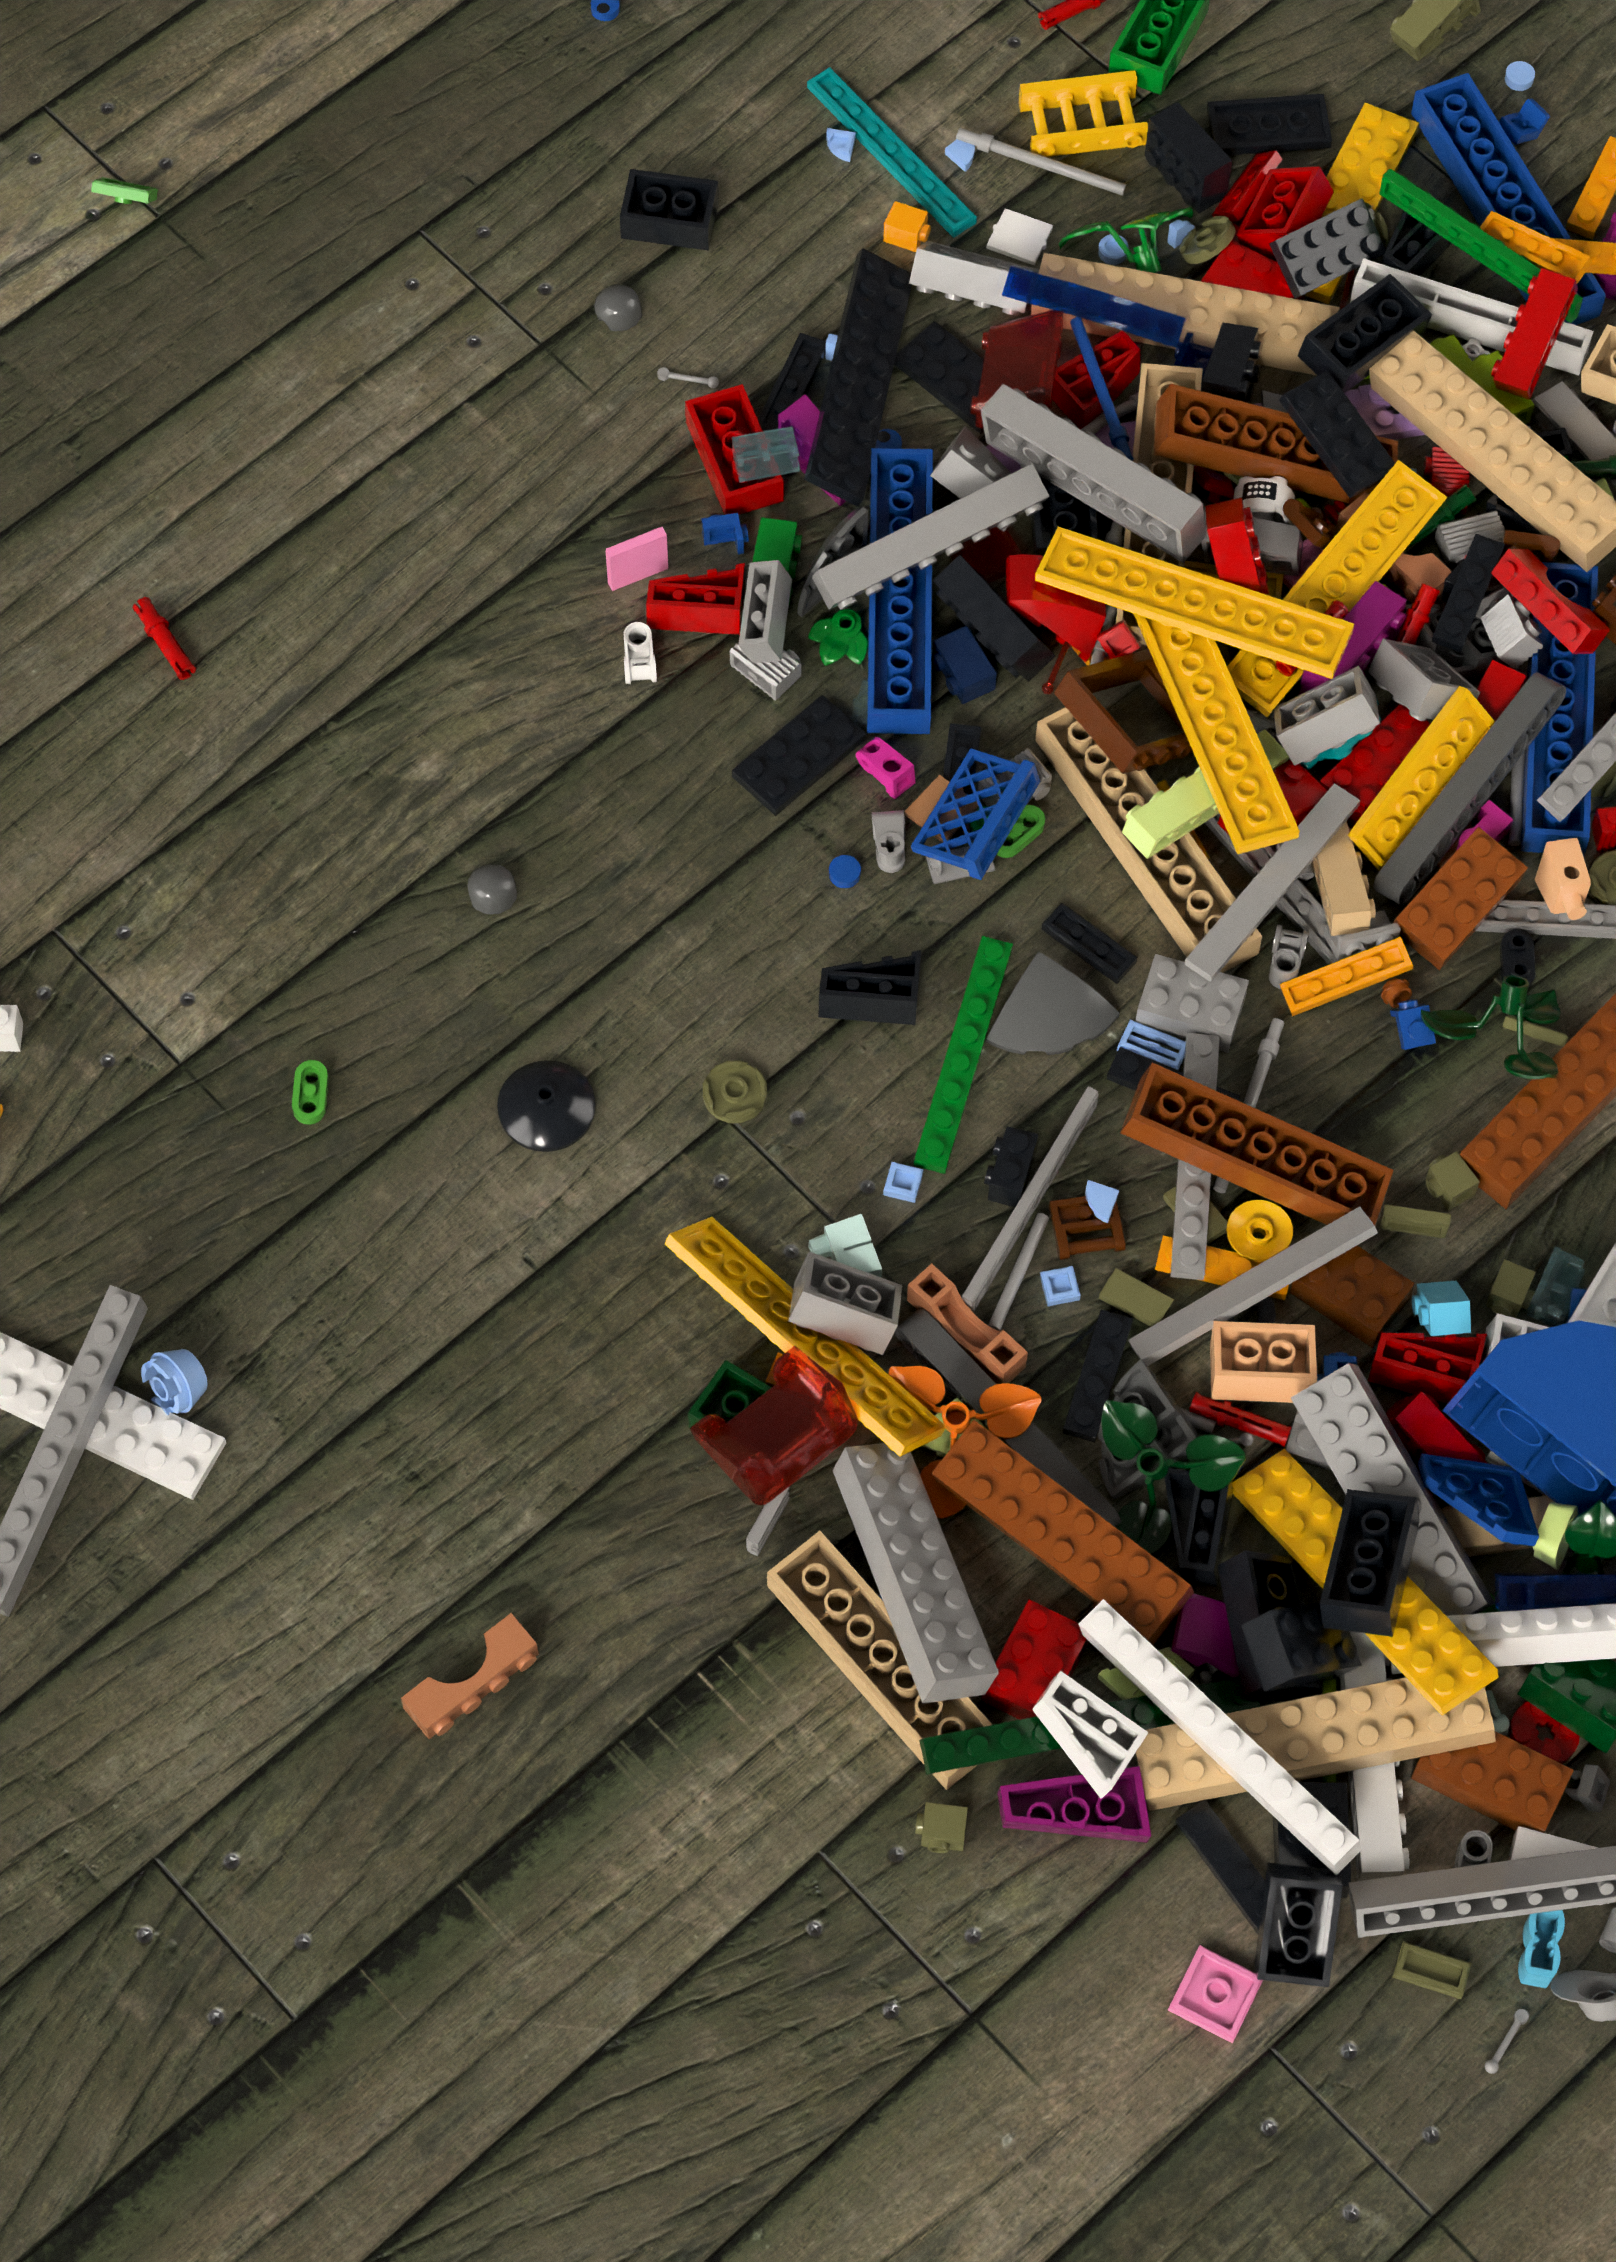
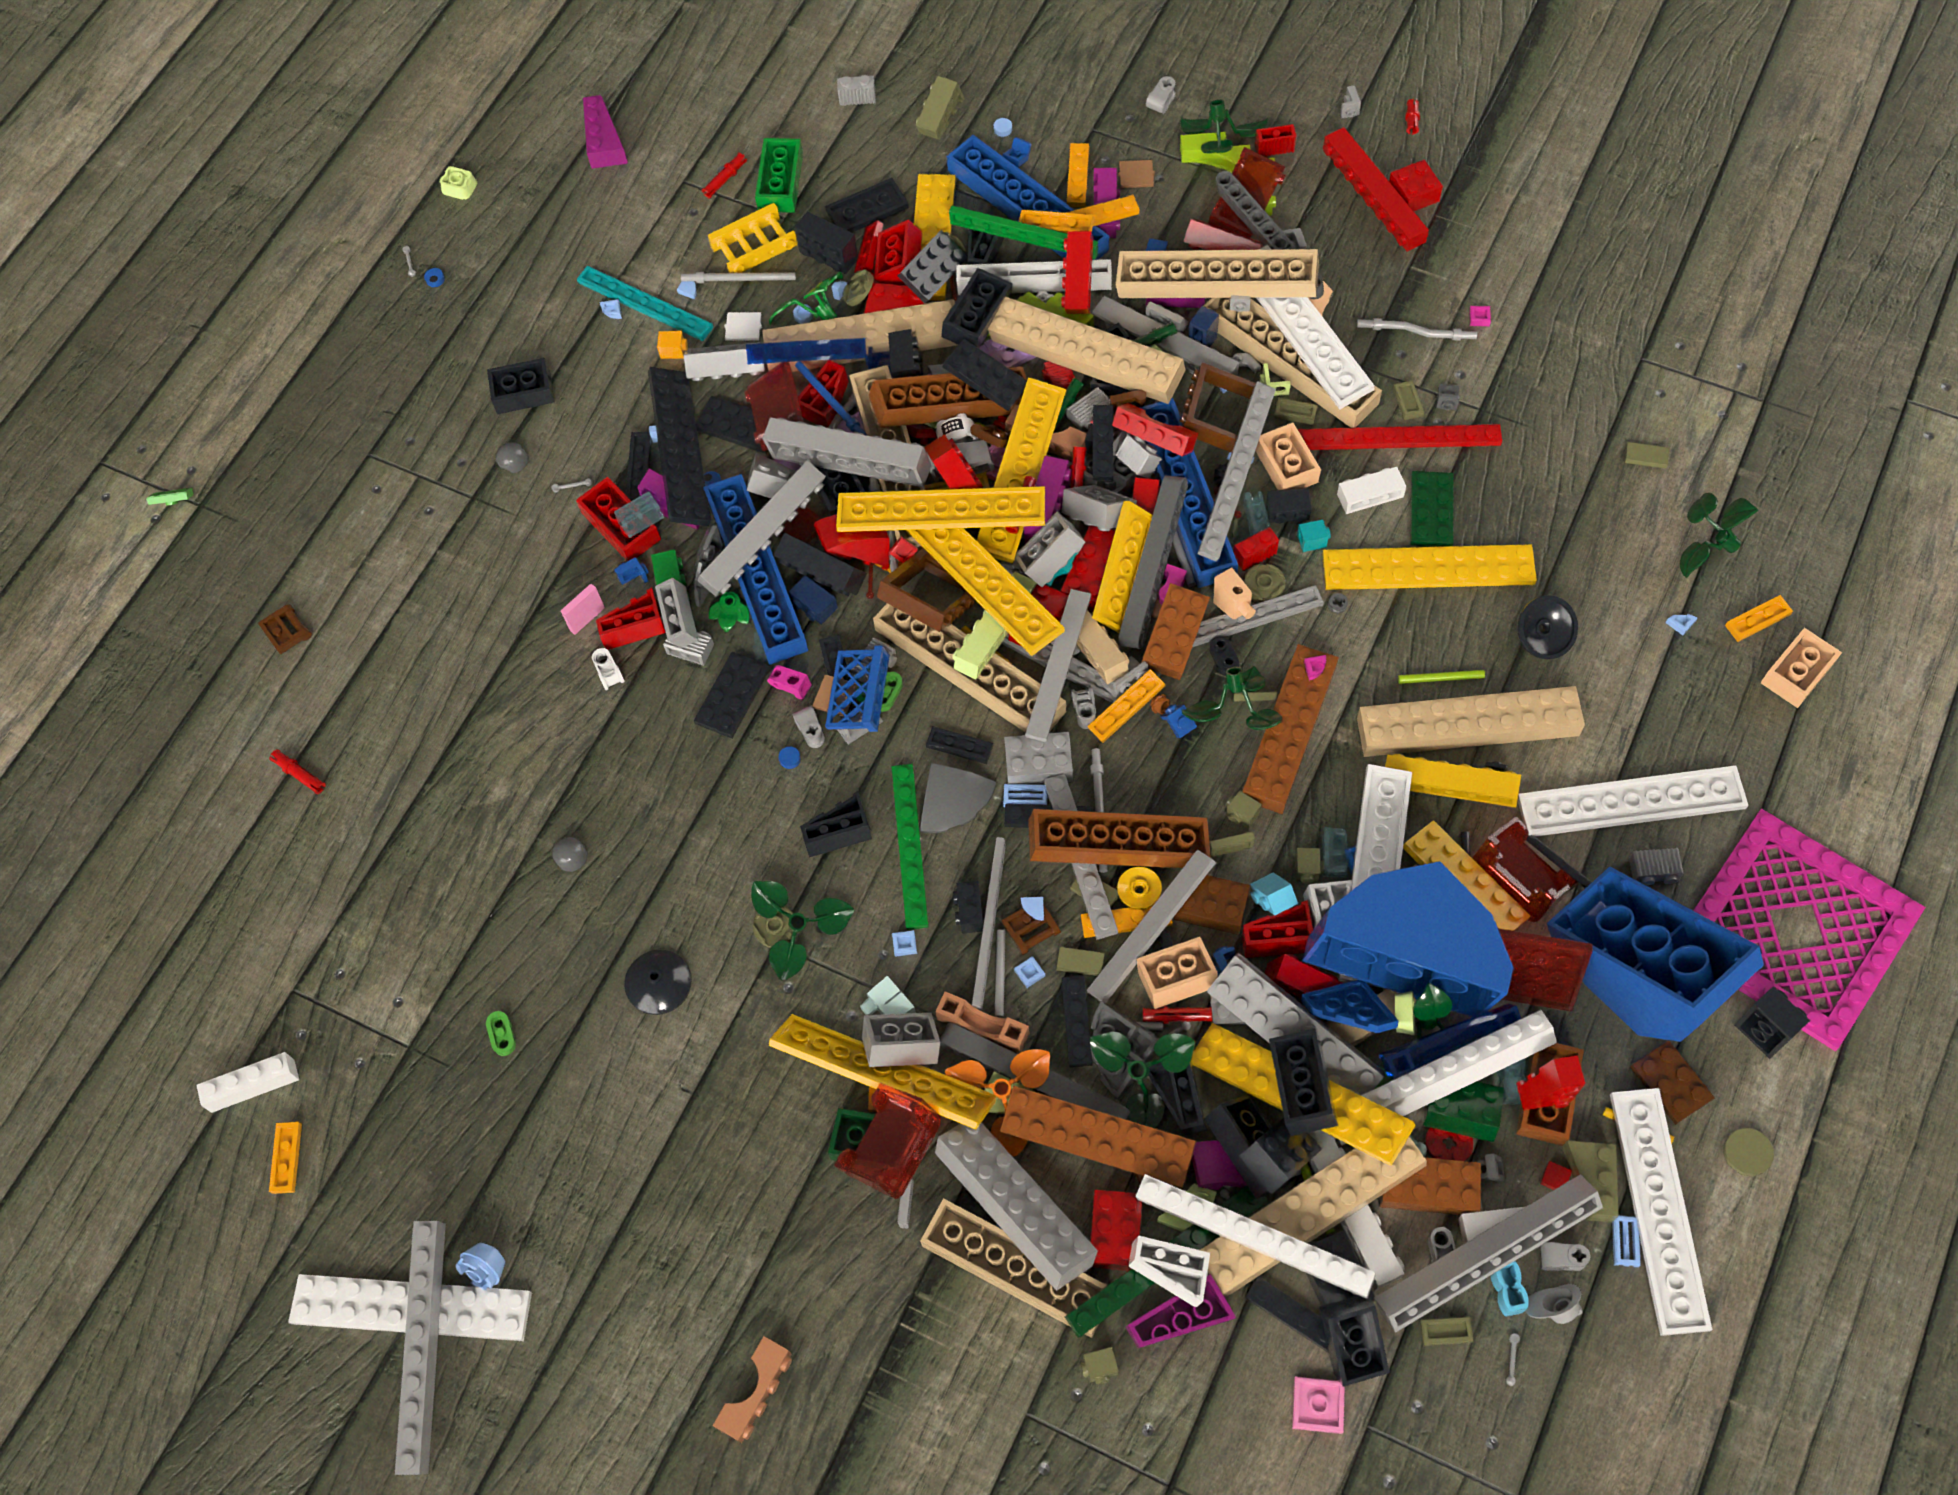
camera: 15 degrees left, 0 degrees up
(206, 438) = (279, 633): none -> reddish brown plate
(737, 1141) = (787, 957): none -> dark green plant

